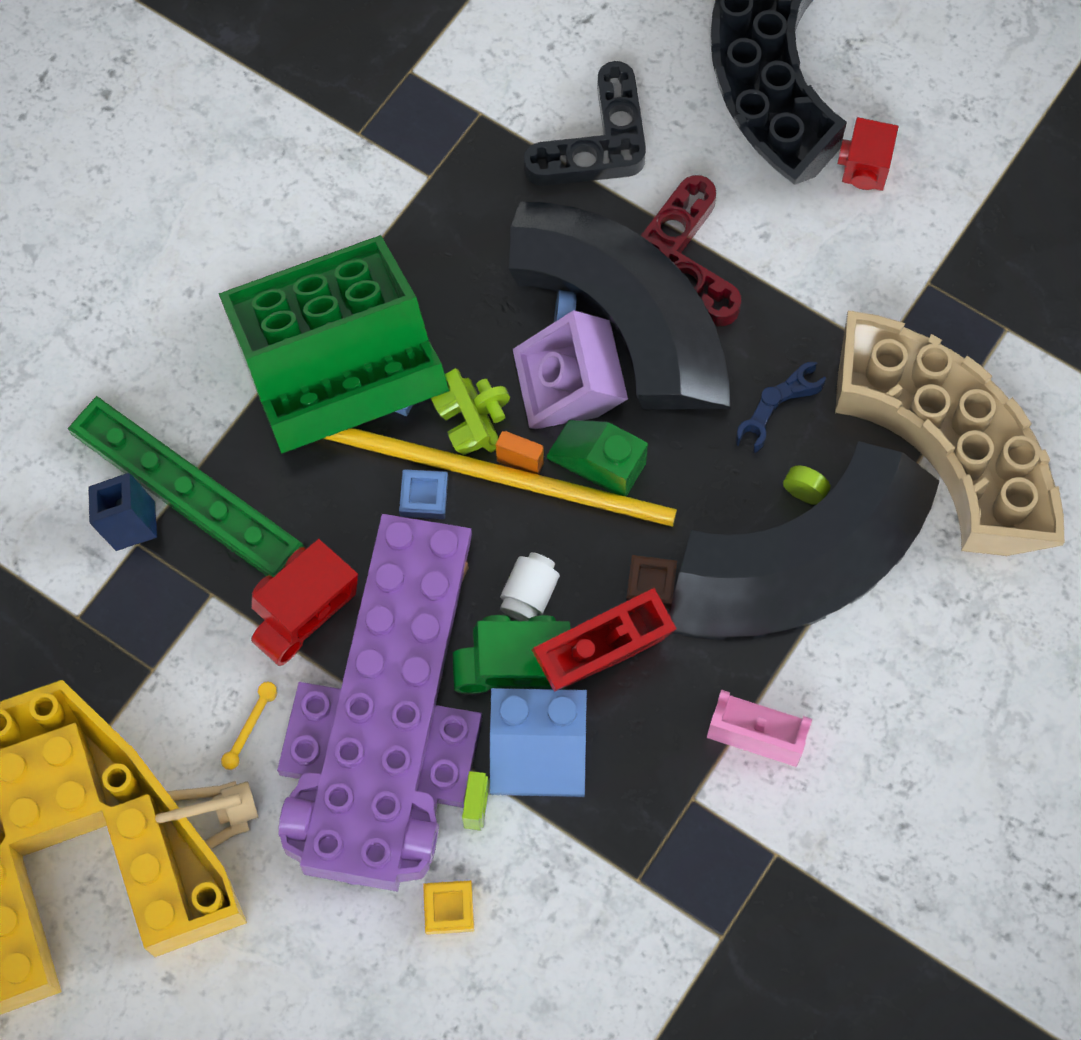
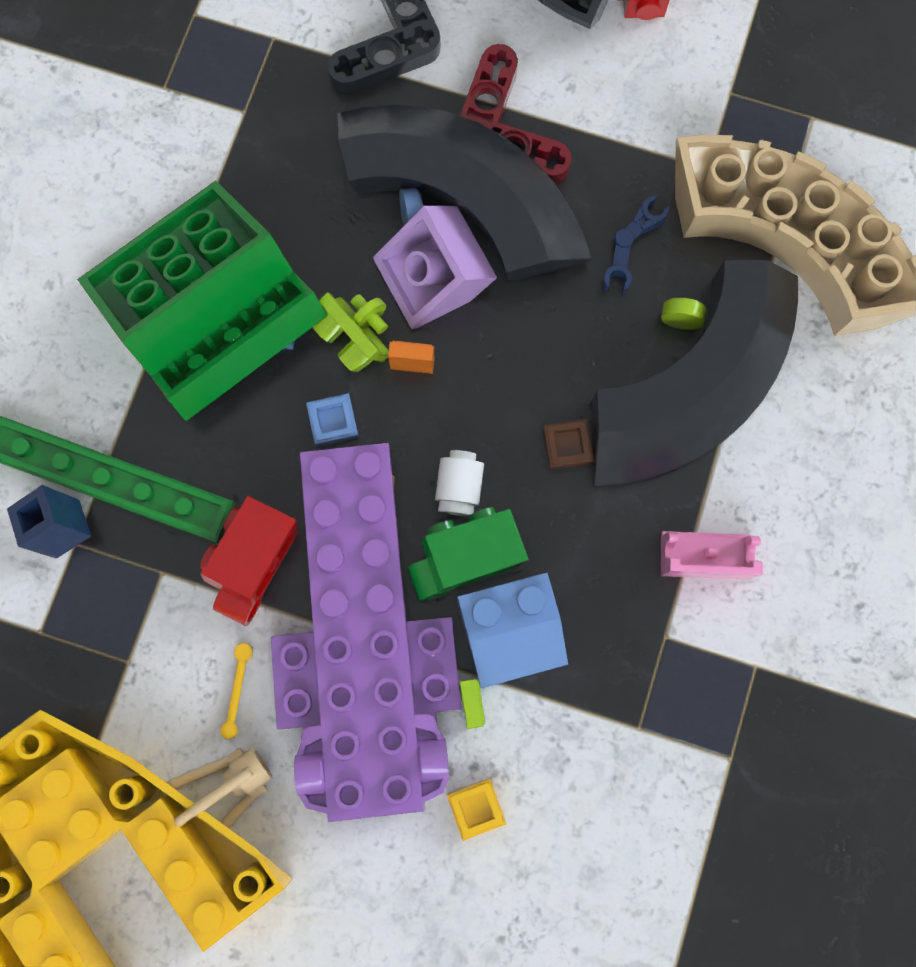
camera: 20 degrees left, 10 degrees up
(506, 475) = (403, 381): yellow piece -> none
(600, 454) = (485, 336): green slope -> none
(604, 640) = (549, 519): red slope -> none

